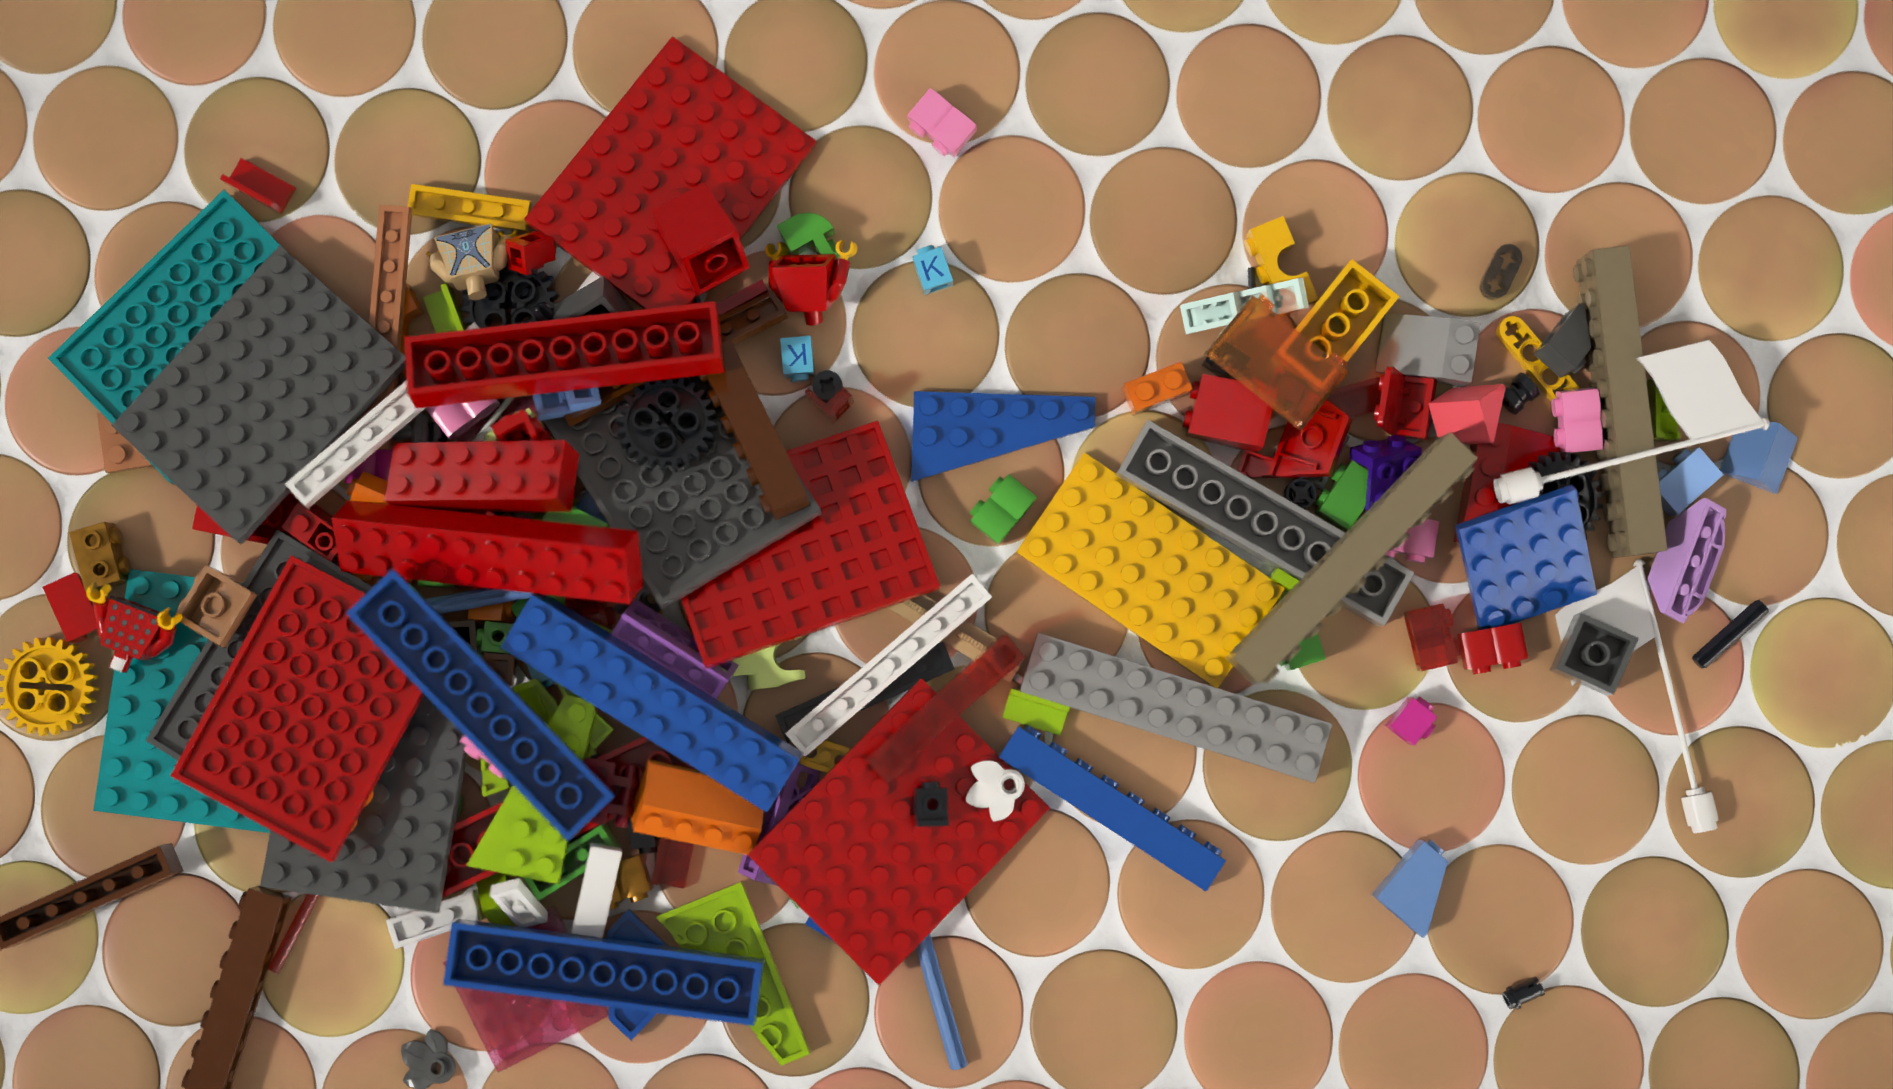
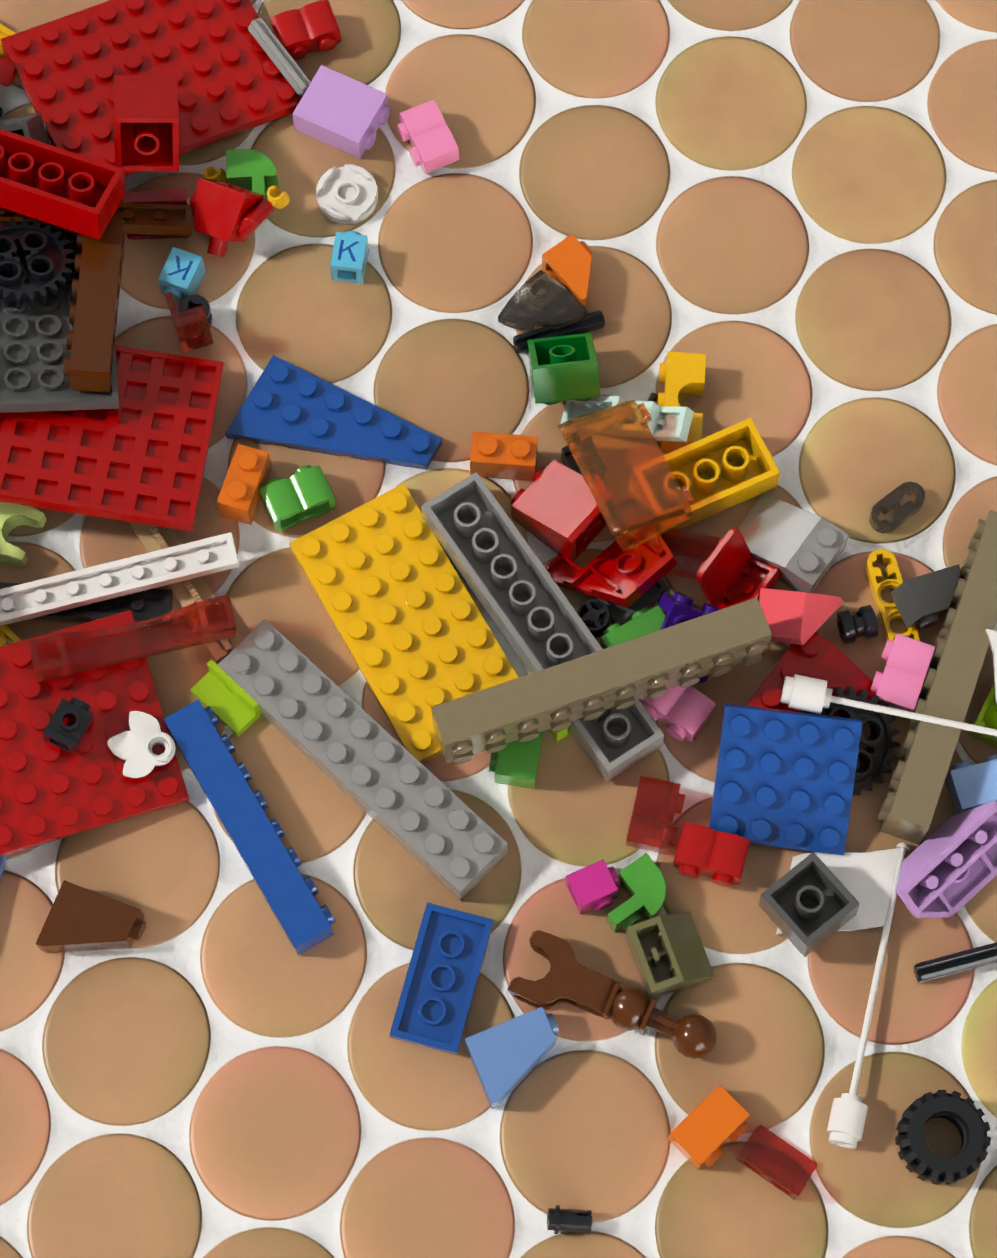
camera: 25 degrees right, 15 degrees down
(775, 112) = (279, 56): none -> light grey axle
(781, 73) = (307, 29): none -> red brick
(854, 136) = (341, 112): none -> lavender brick
(896, 210) = (347, 194): none -> white tile
(953, 519) = (241, 486): none -> orange brick
(1027, 948) = (89, 922): none -> reddish brown slope
(1119, 234) = (541, 303): none -> clear smoke brick
(1128, 190) = (570, 265): none -> orange slope
(1143, 250) = (589, 323): none -> black axle
(1171, 288) = (563, 368): none -> green brick
(1329, 853) = (441, 978): none -> blue plate
(1458, 705) = (647, 892): none -> bright green brick
(1487, 805) = (604, 997): none -> reddish brown piece
(1499, 747) = (668, 953): none -> olive slope
(1597, 868) = (709, 1127): none -> orange brick
(1659, 867) = (776, 1162): none -> clear red panel
(1805, 787) = (963, 1116): none -> black tyre

